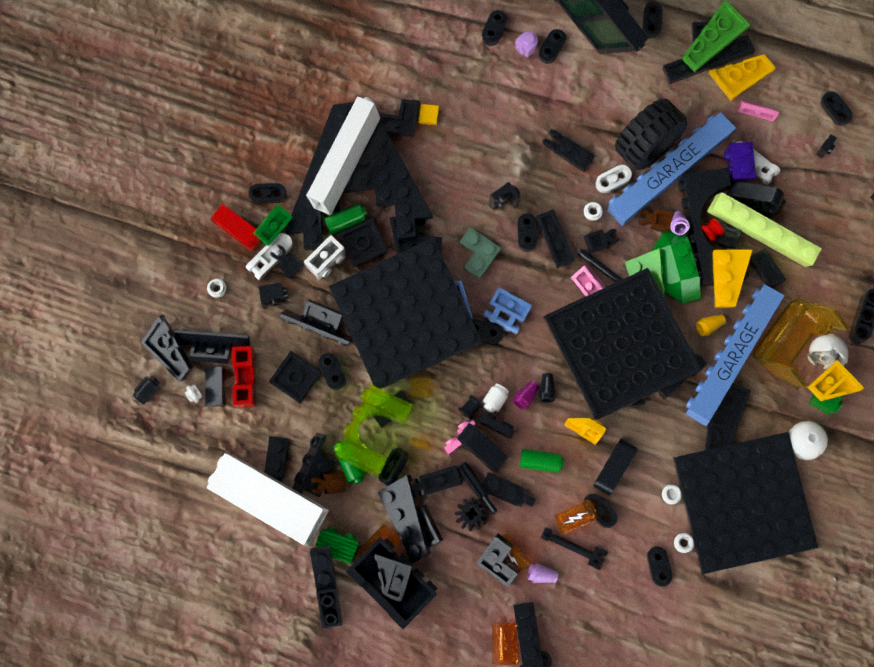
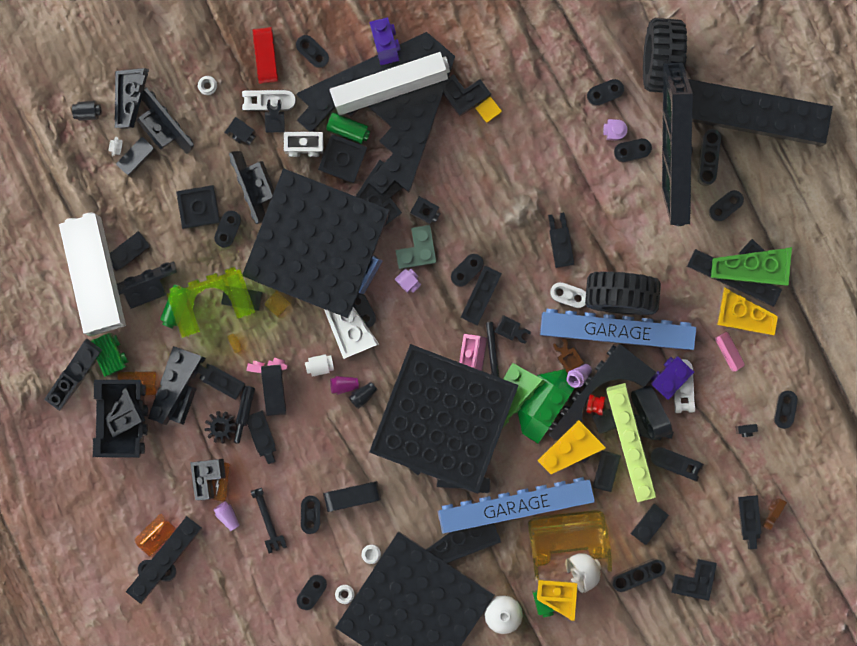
camera: 45 degrees right, 10 degrees up
(244, 367) = (162, 172): red arch -> none
(272, 225) = (290, 81): green panel -> none
(311, 135) = (384, 41): none -> dark purple brick
(331, 484) = (146, 308): reddish brown plate -> none
(393, 466) = (201, 340): black plate -> none
(457, 214) = (422, 204): none -> black brick
(470, 407) = (296, 353): black bush -> none
(489, 421) = (299, 377): black plate -> none
(493, 354) = (351, 333): none -> white wing
(494, 278) = (408, 280): none -> lavender plate
(506, 192) = (471, 228): black bracket -> none
(511, 306) = (398, 309): medium blue plate -> none
(541, 460) = (306, 440): green brick -> none
(576, 517) = (288, 502): clear orange slope -> none
(587, 428) = (360, 454): yellow wing -> none
(597, 207) = (535, 303): white plate -> none
(708, 325) = (524, 468): yellow cone -> none
(806, 216) = (675, 463): none -> black plate
(834, 275) = (649, 524): none -> black plate

